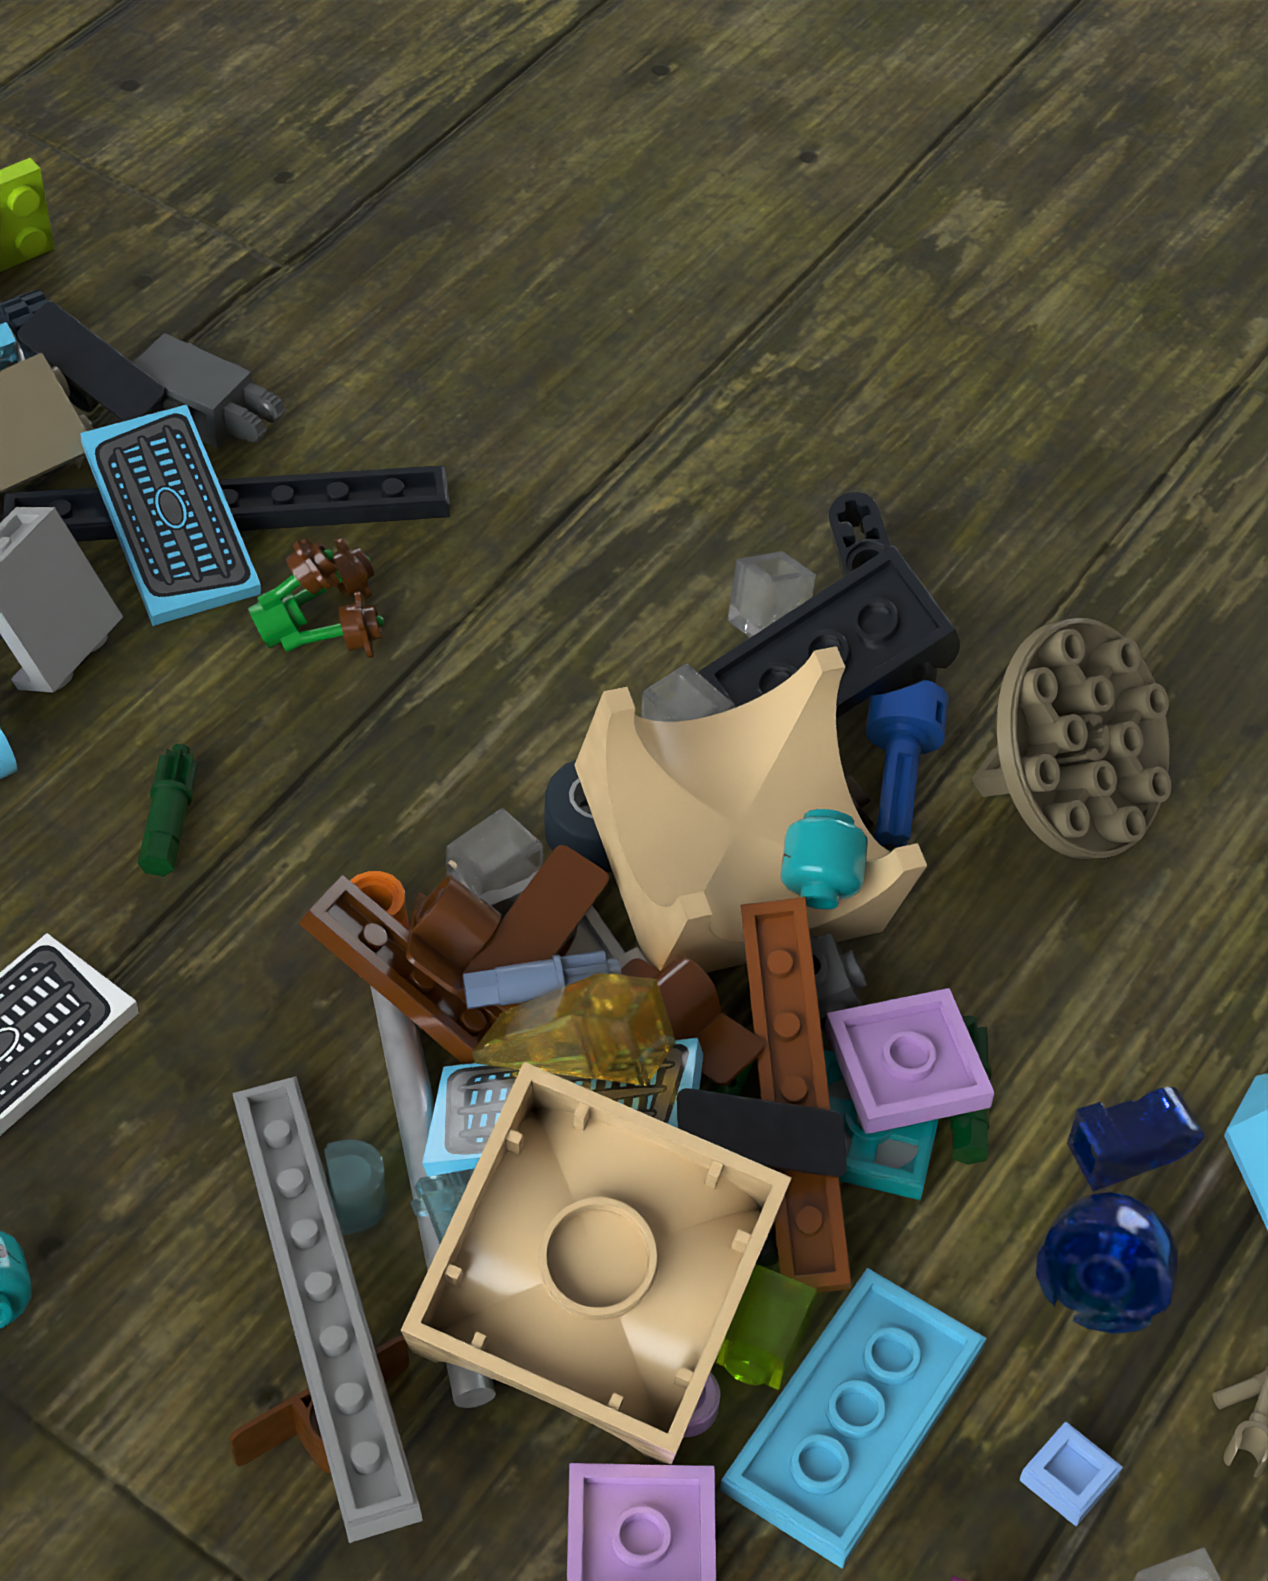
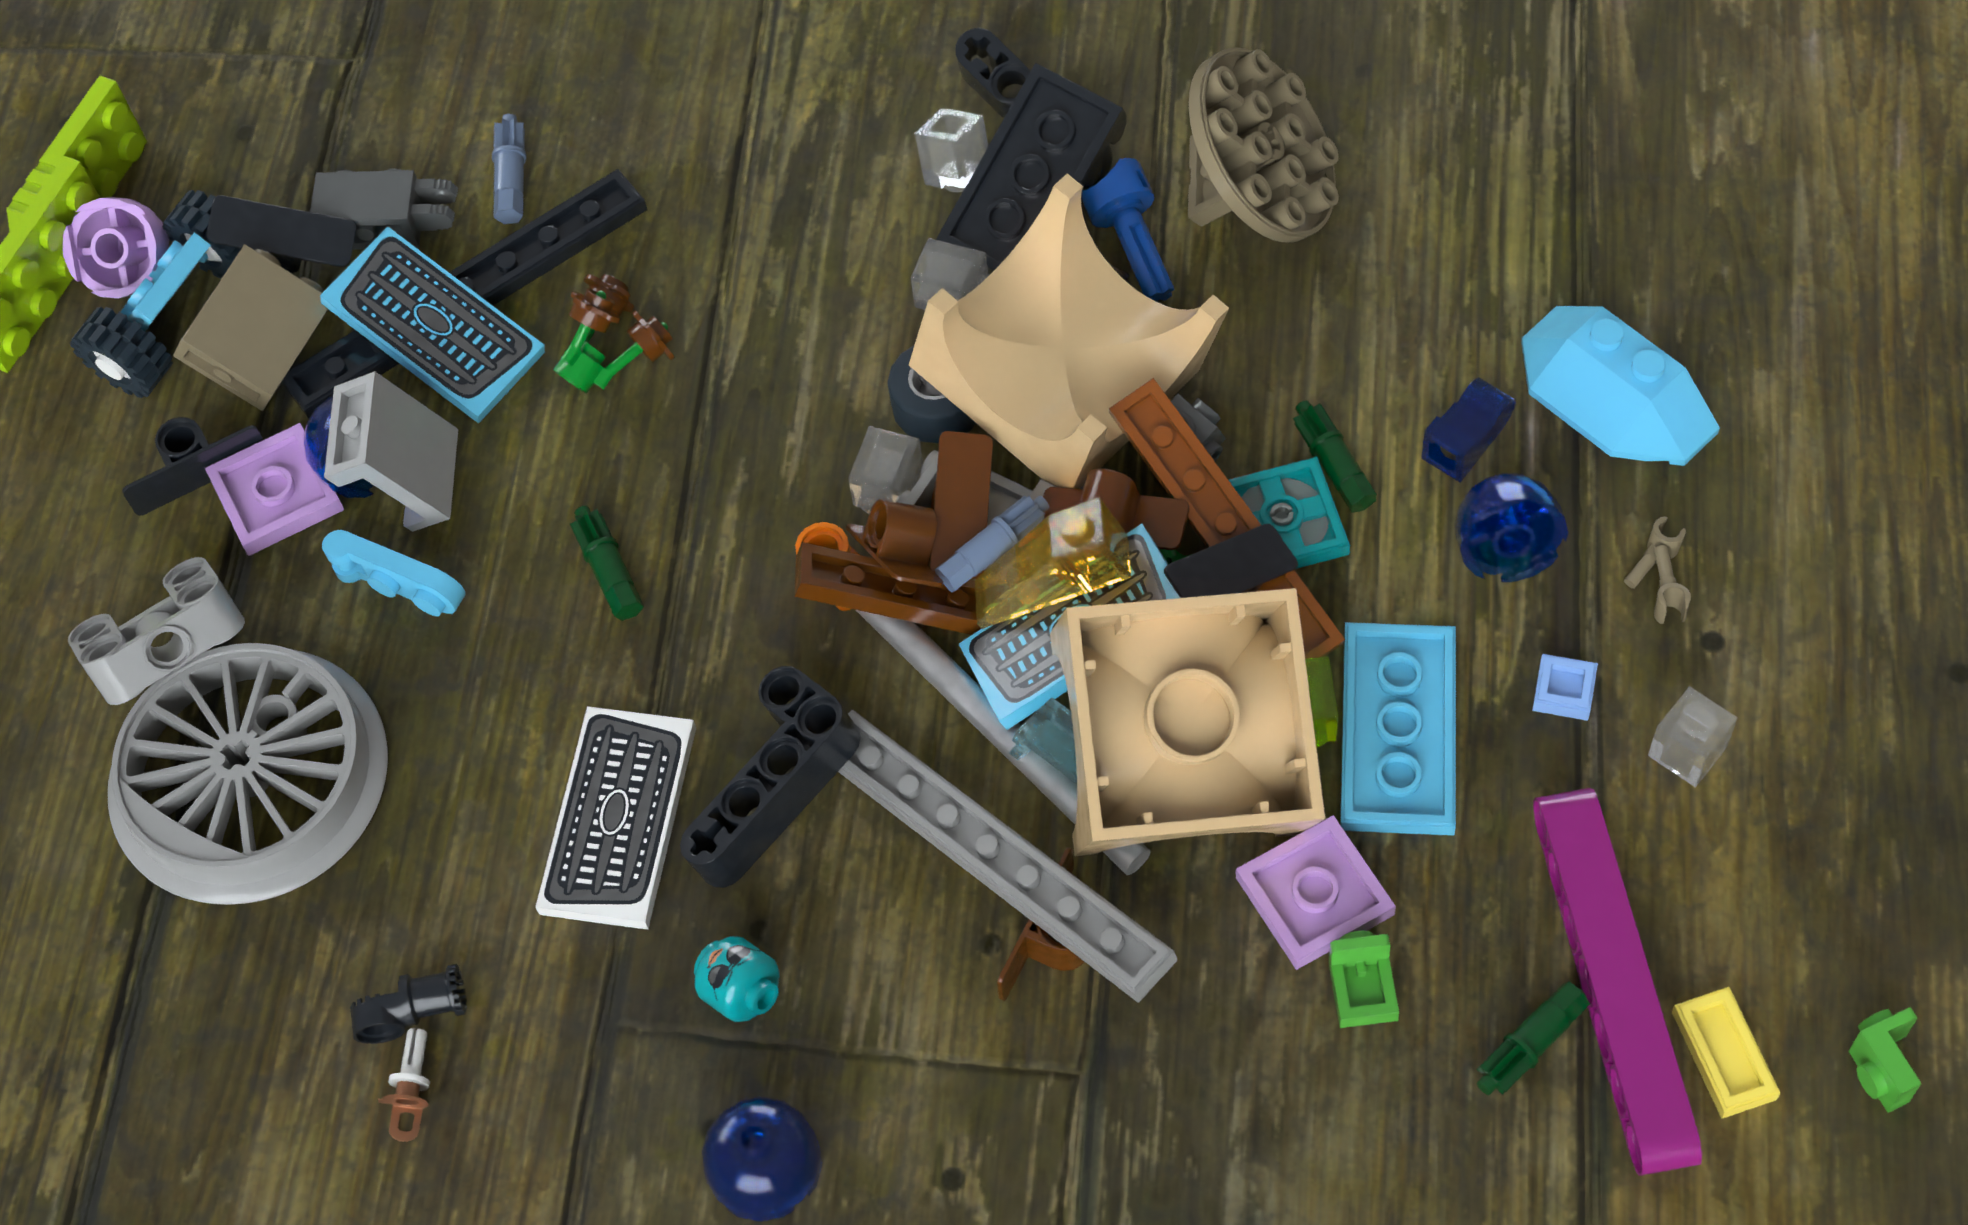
camera: 20 degrees left, 10 degrees up
(162, 1102) = (727, 841): none -> black beam
(346, 417) = (508, 169): none -> sand blue piece
(356, 1184) = (953, 757): clear light blue brick -> none
(824, 858) = (1148, 341): teal head -> none
(908, 1060) = (1287, 458): lavender plate -> none

